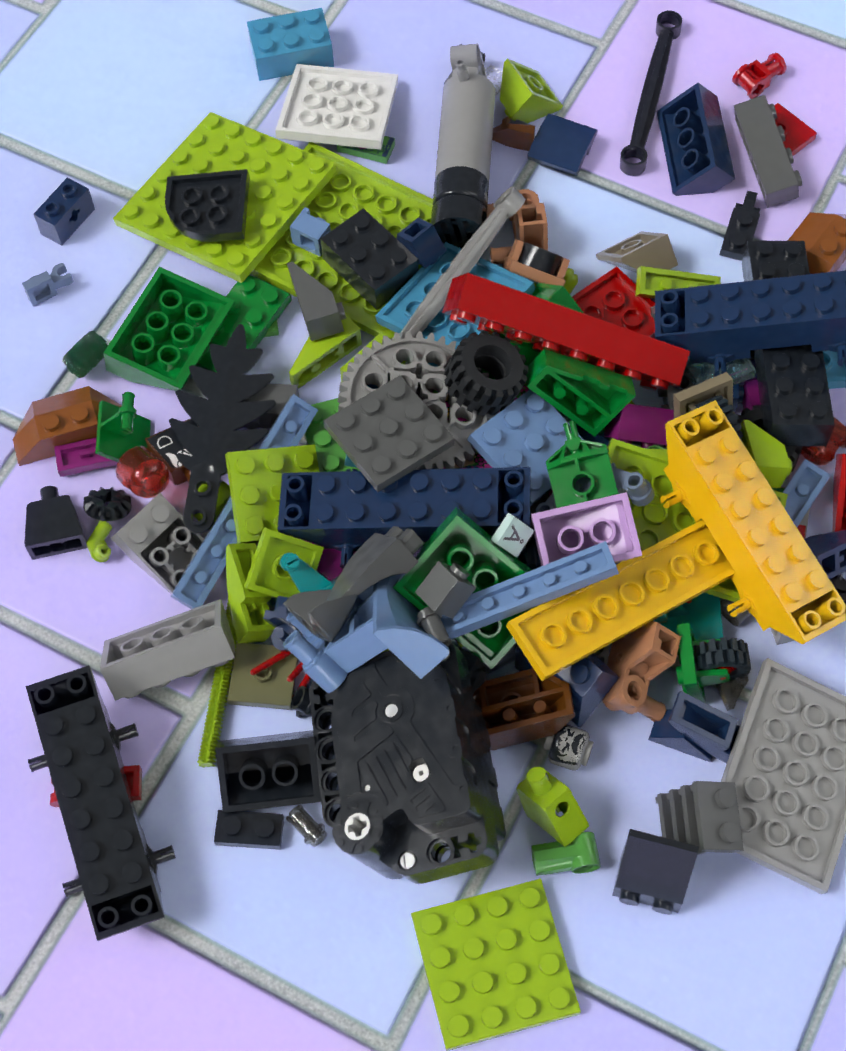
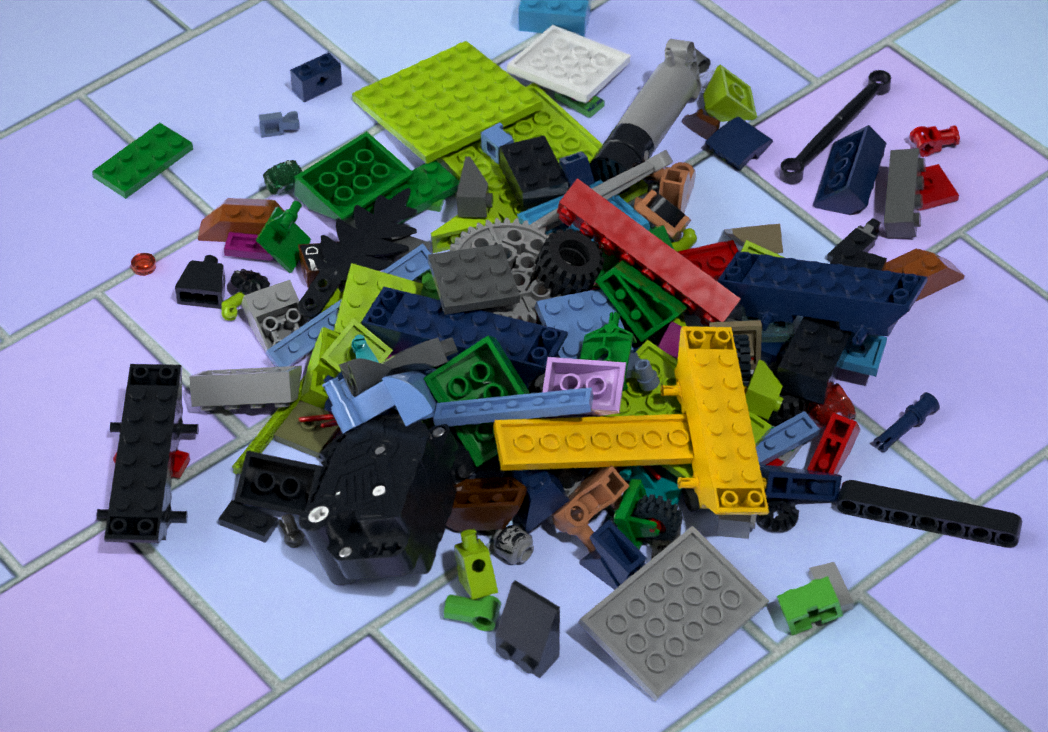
camera: 20 degrees right, 15 degrees down
(142, 472) = (285, 264): clear red helmet -> none
(209, 204) = (427, 100): black plate -> none
(432, 624) = (439, 403): dark grey pin -> none
(446, 588) = (458, 385): dark grey brick -> none
(494, 964) = (383, 661): lime plate -> none
(512, 535) = (528, 369): light aqua tile -> none
(702, 816) = (586, 606): dark grey plate -> none

